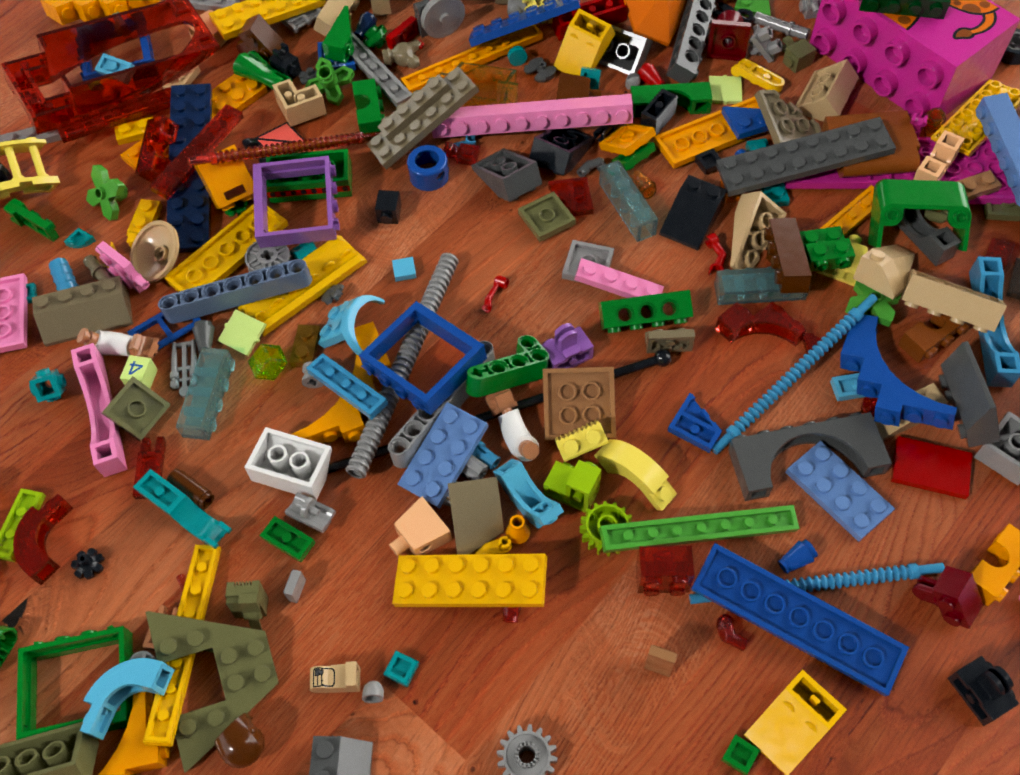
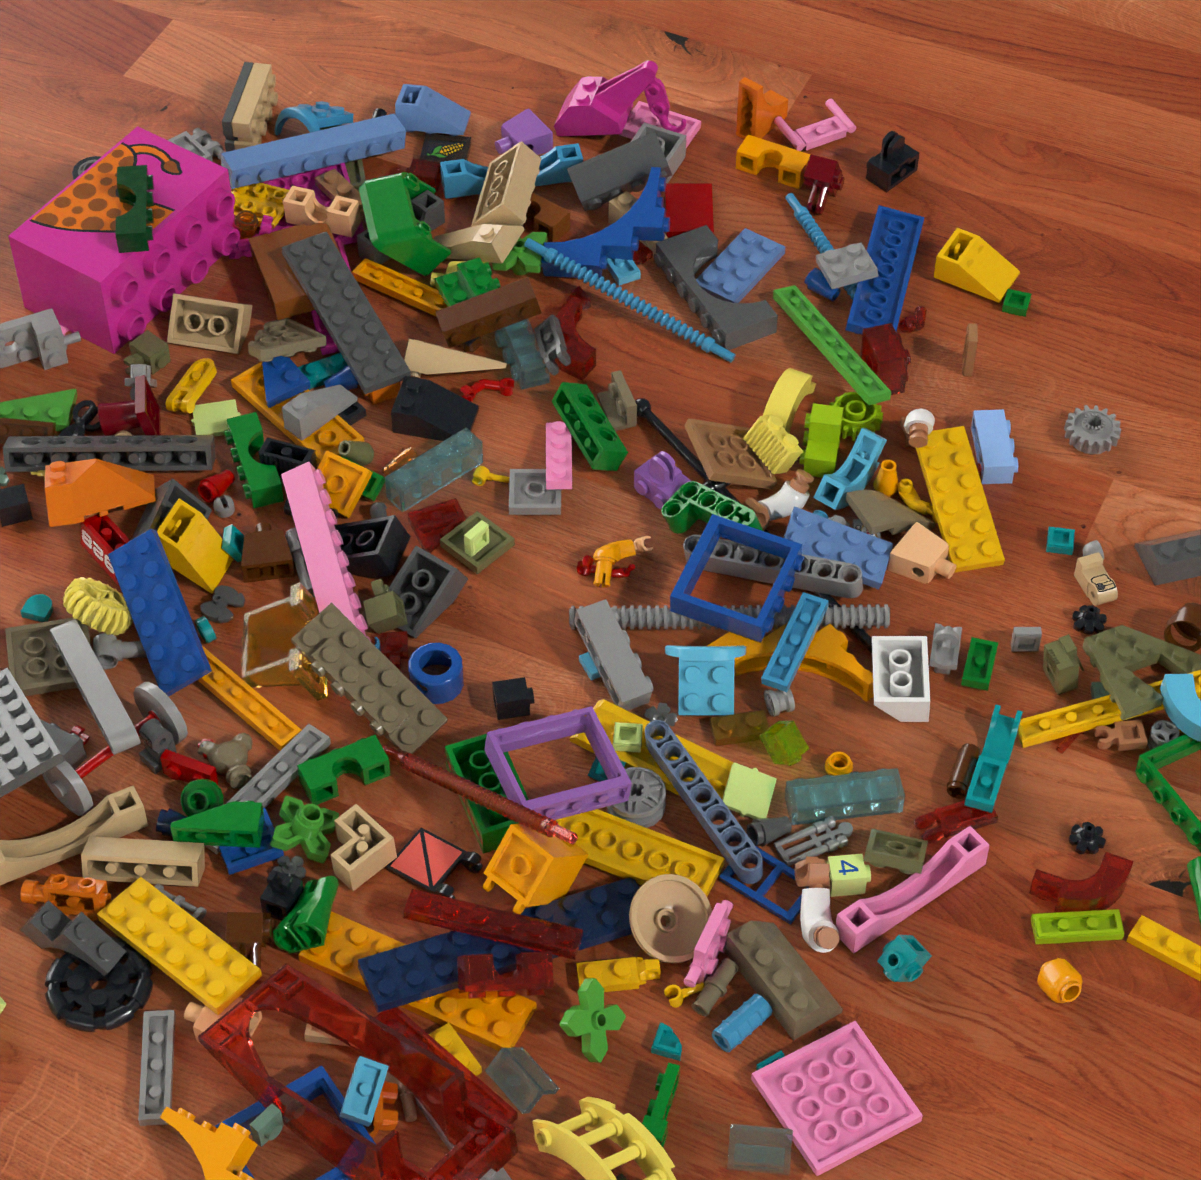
camera: 110 degrees left, 10 degrees down
(103, 155) = (520, 1078): none -> clear light blue panel
(236, 396) = (838, 759): none -> light orange plate
(300, 657) = (1089, 619): none -> black plant
(319, 263) = (627, 737): none -> yellowish green tile
(393, 268) = (613, 656): none -> light grey brick
(492, 145) = (384, 610): none -> olive brick
(501, 295) = (611, 554): none -> light orange arm
(532, 644) = (994, 446): none -> light blue brick
(538, 205) = (476, 538): none -> yellowish green tile
(557, 562) = (917, 427): none -> piece
(617, 234) = (482, 474): none -> yellow hand
(658, 154) = (357, 451): none -> olive cone
(695, 425) = (711, 373): blue wing -> none
(705, 132) = (315, 408): none -> light grey slope
(740, 294) = (552, 344): none -> dark grey hinge
(782, 26) = (98, 369): light grey pin -> none
(804, 573) = (846, 265): none -> light grey plate

